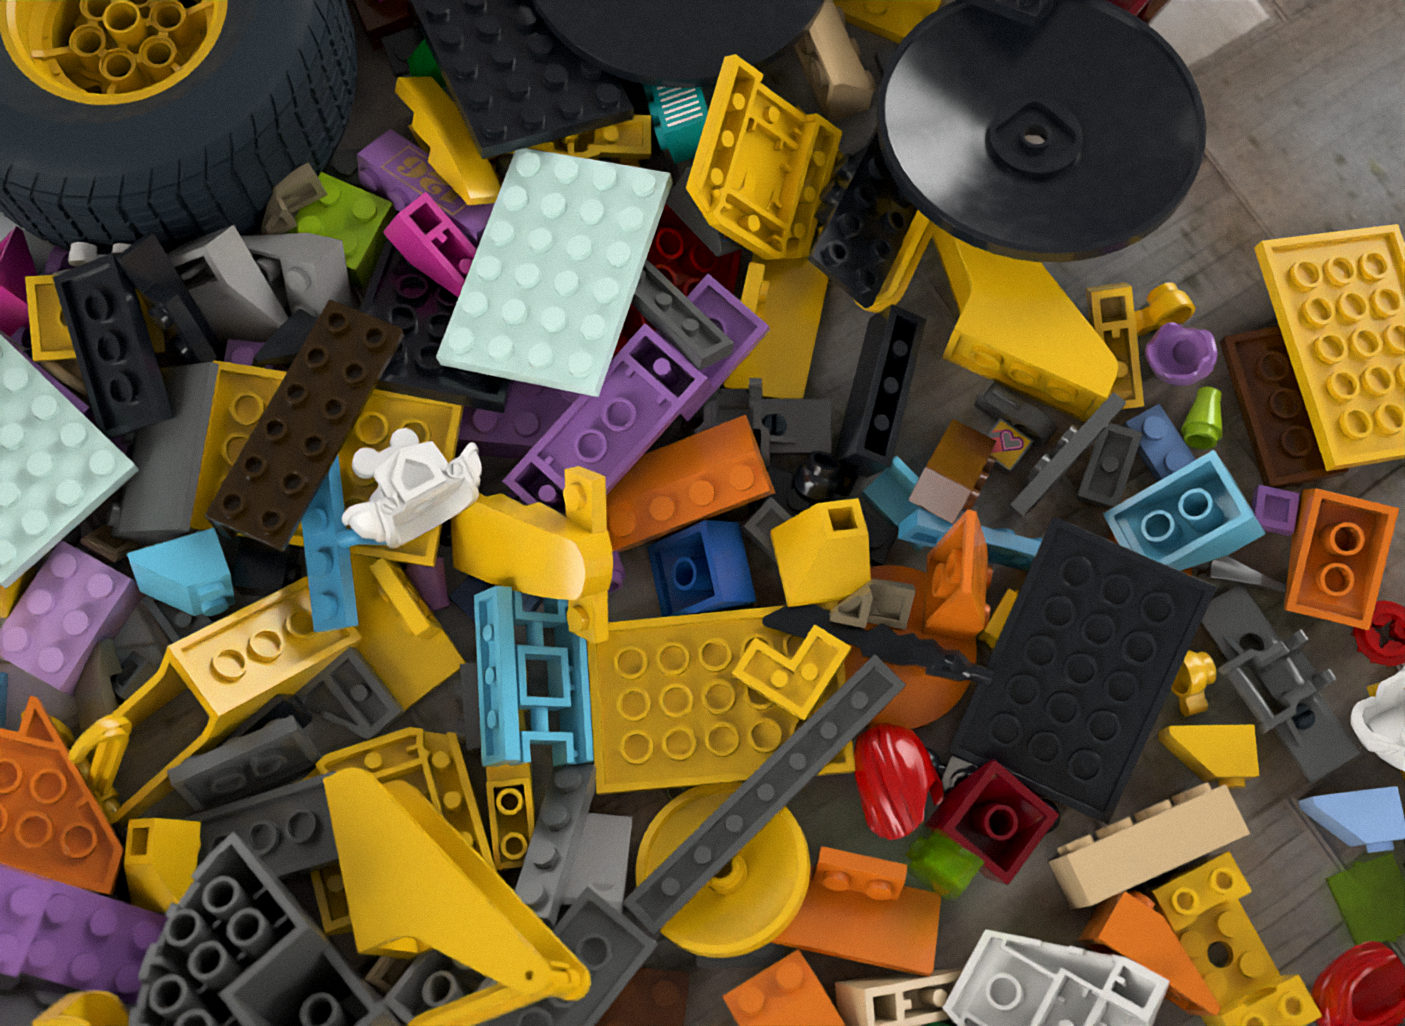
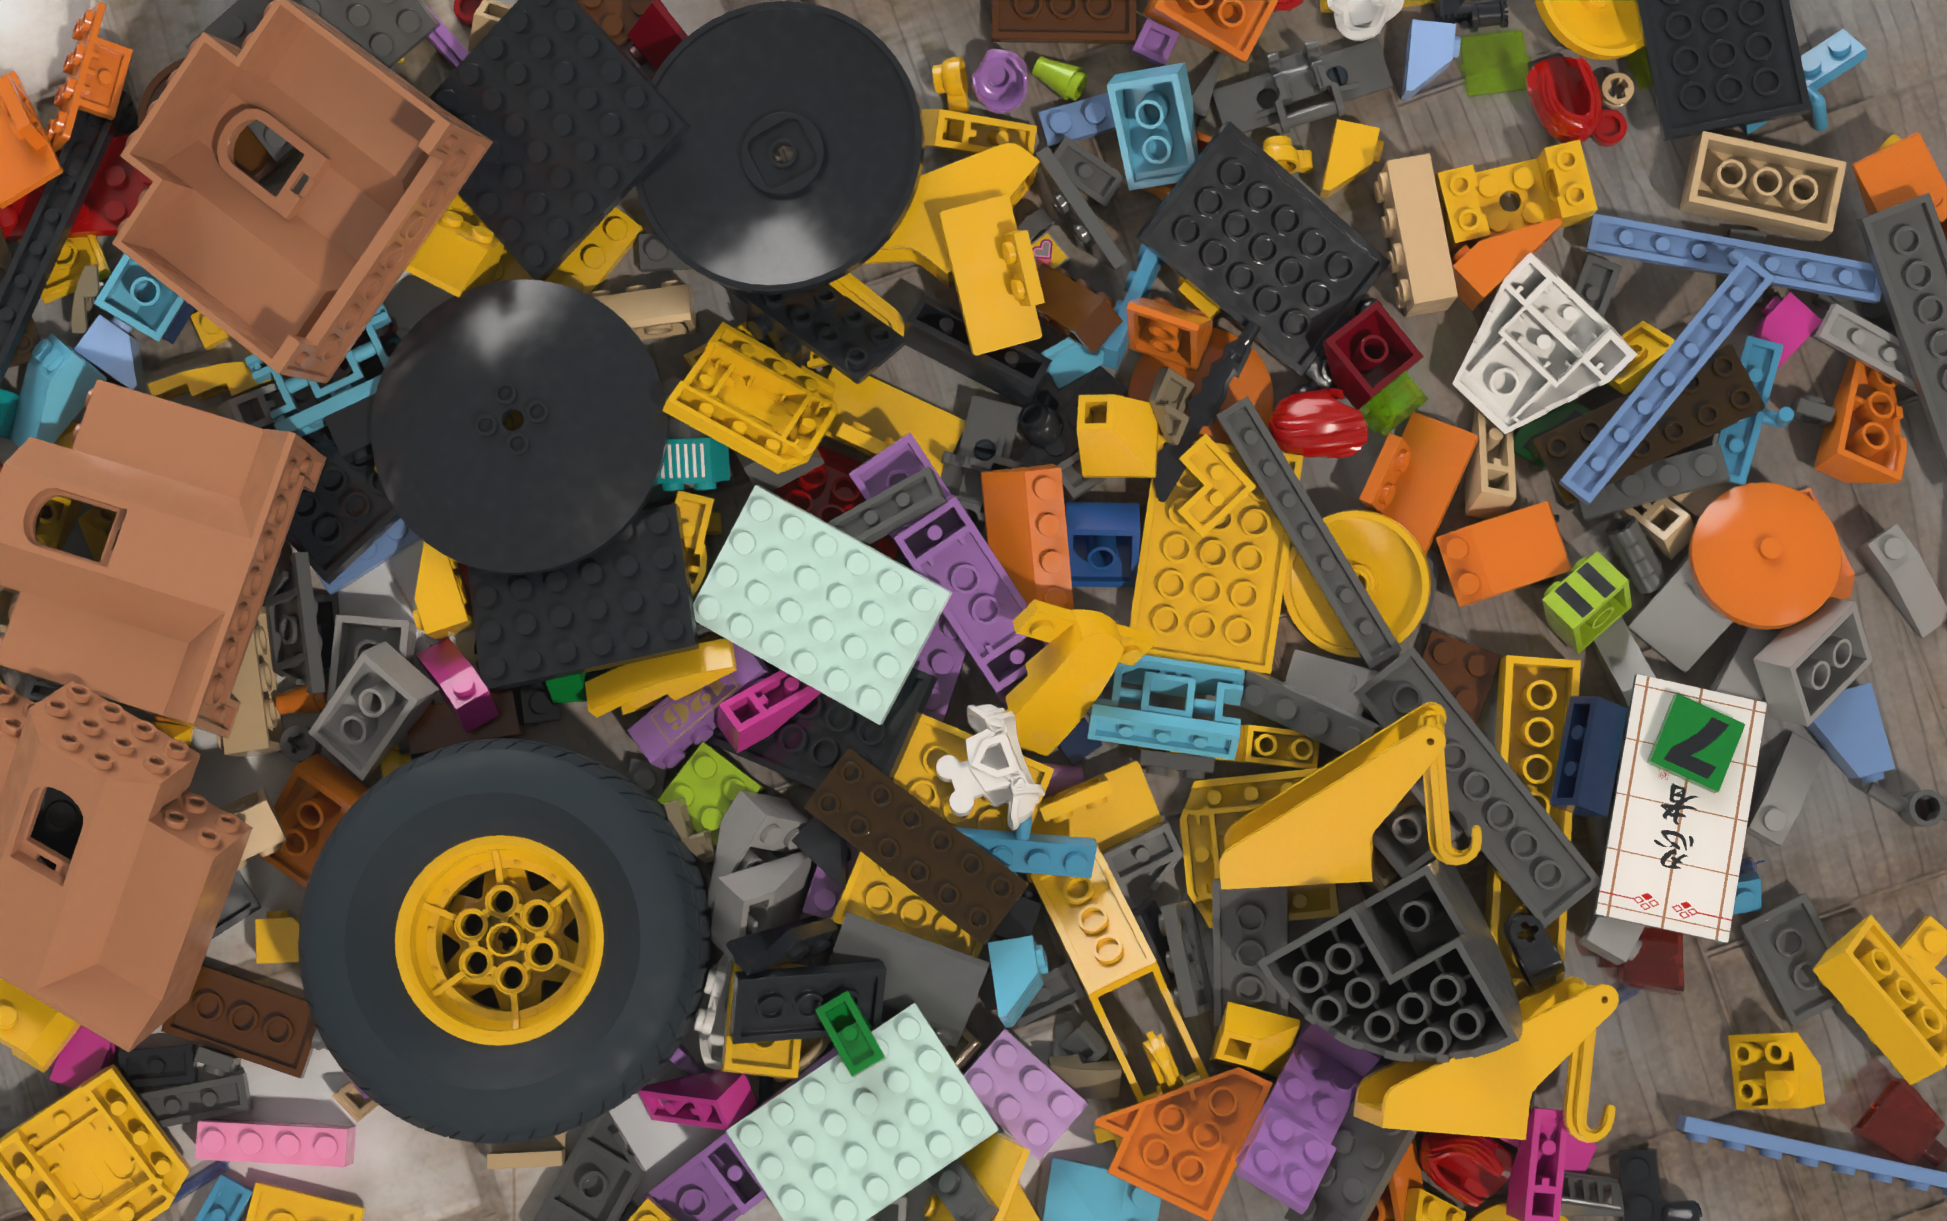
camera: 70 degrees left, 10 degrees up
(86, 394) = (850, 1033): none -> green slope
(966, 373) = (993, 274): none -> yellow bracket

